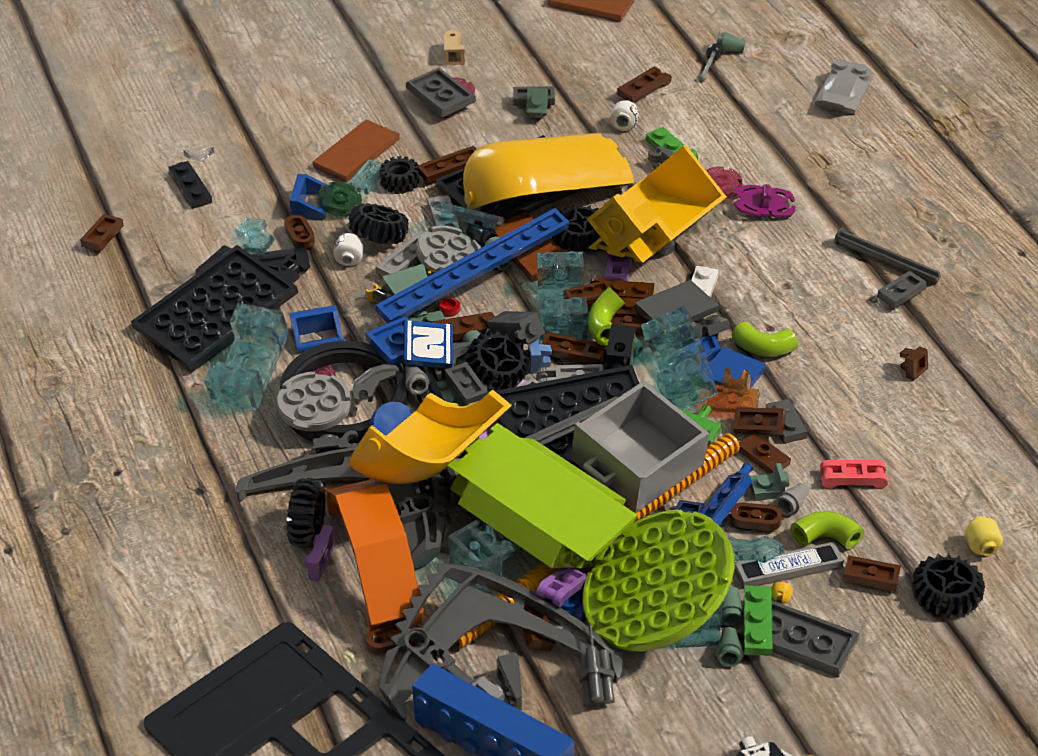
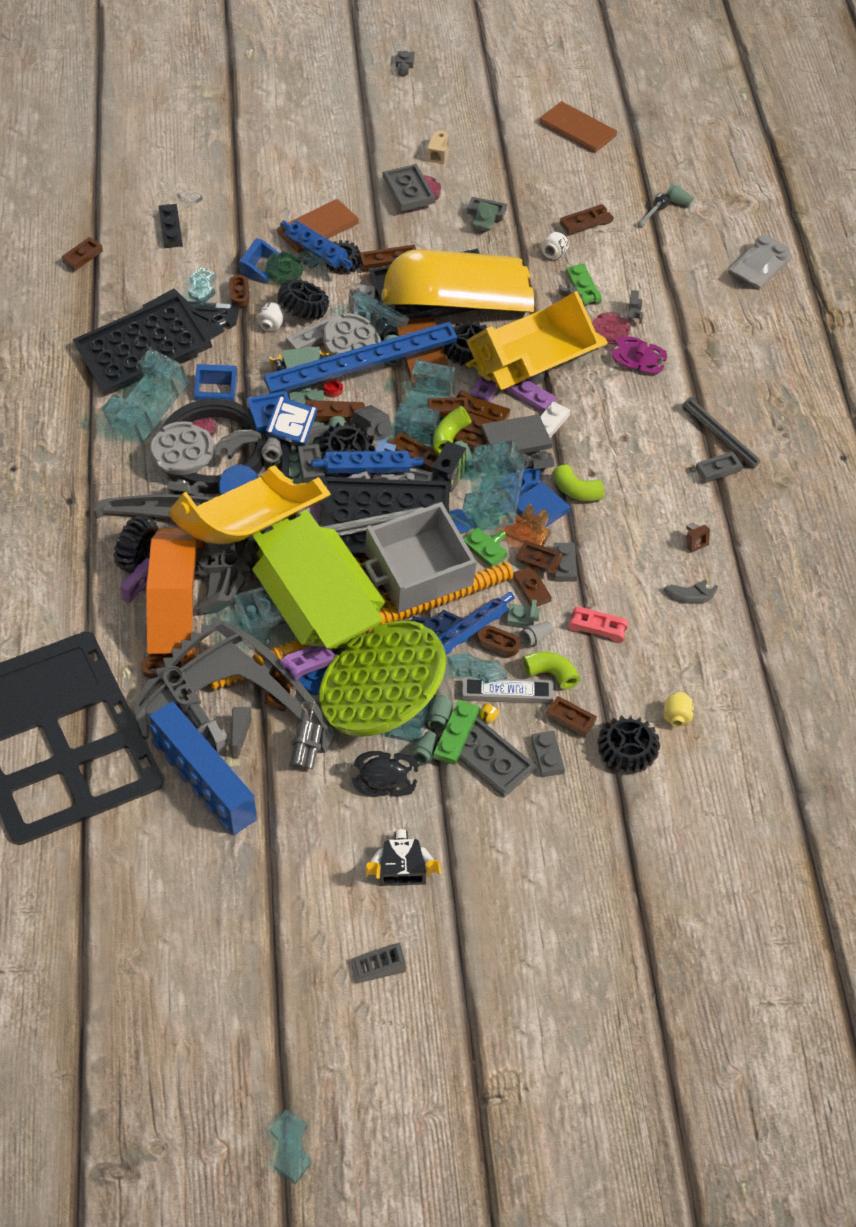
camera: 15 degrees right, 10 degrees up
(367, 166) = (316, 244): none -> blue plate
(526, 367) = (366, 461): none -> blue plate
(668, 265) = (532, 395): none -> medium lavender plate
(699, 684) = (384, 773): none -> black shield
(736, 156) = (635, 305): none -> dark grey plate
(864, 619) = (548, 754): none -> dark grey plate
(938, 420) = (694, 594): none -> dark grey piece

